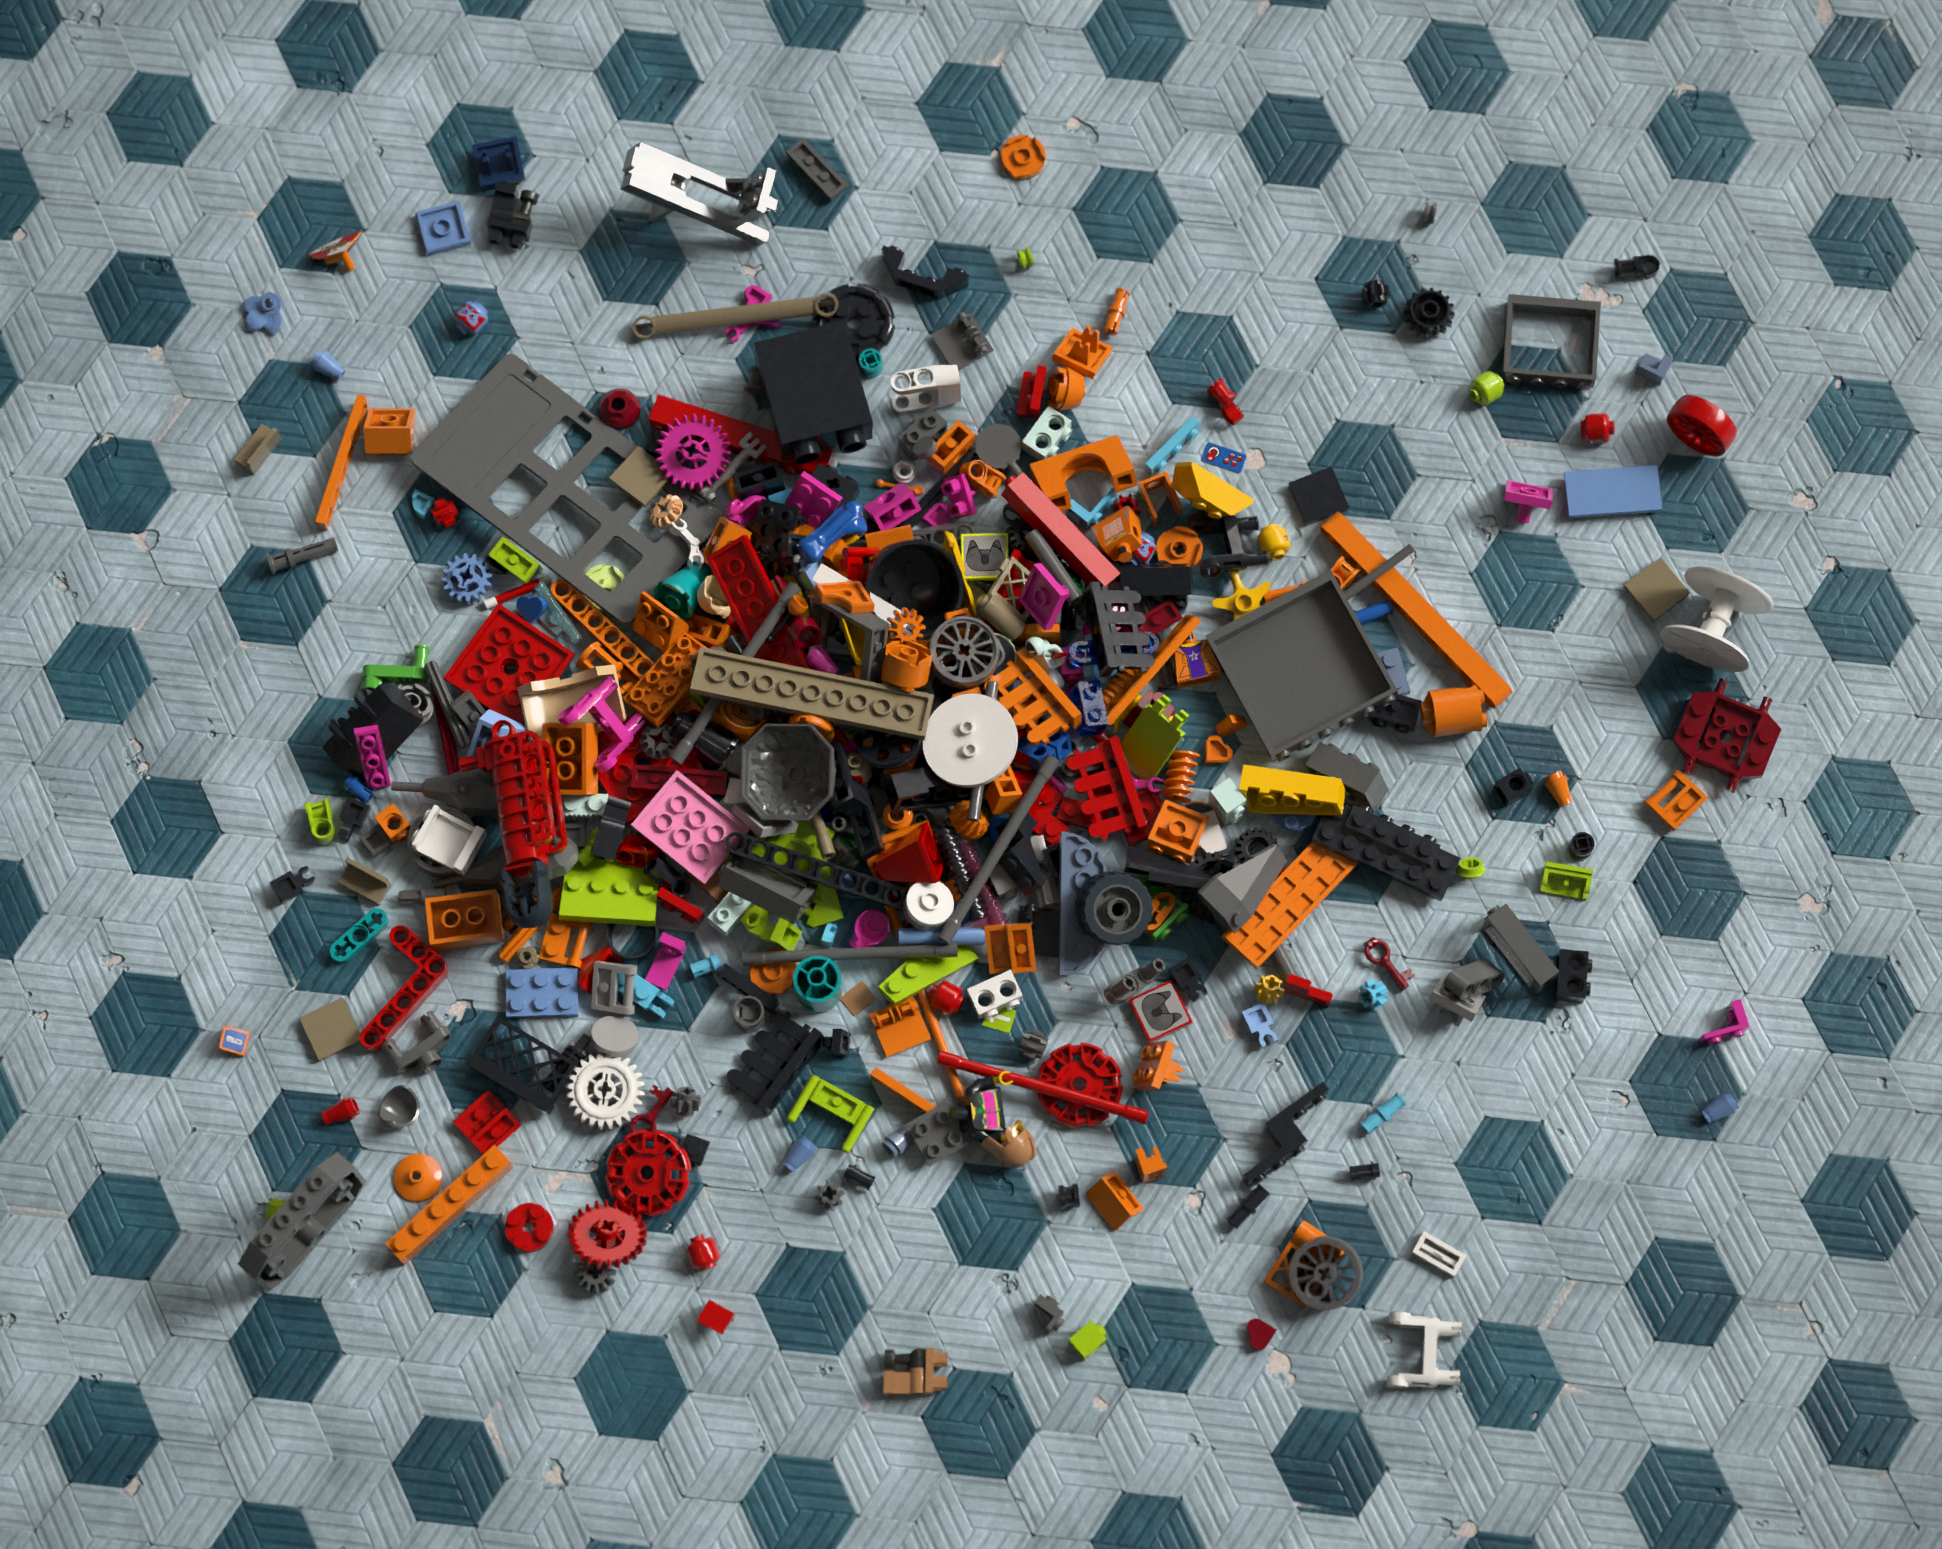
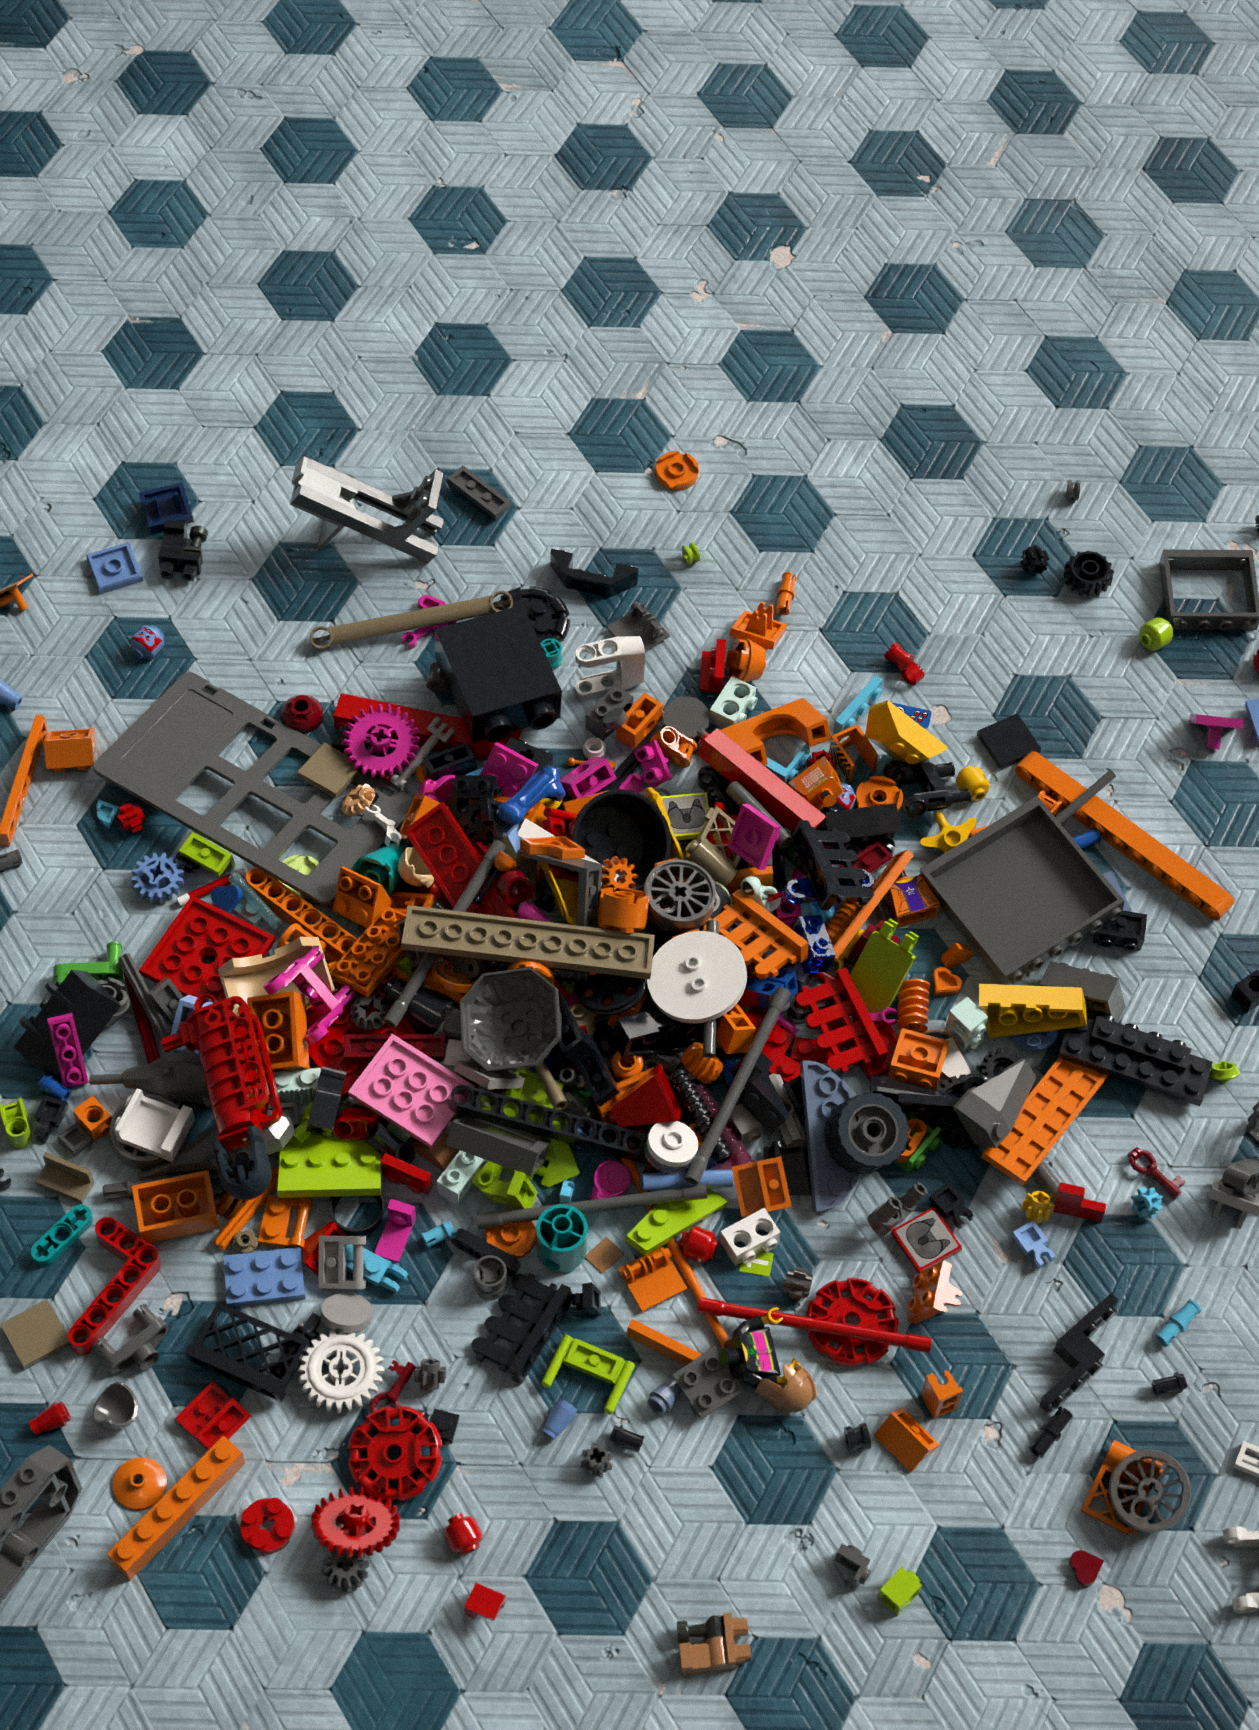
camera: 10 degrees left, 15 degrees down
(1453, 711) = (1181, 922): orange cylinder -> none

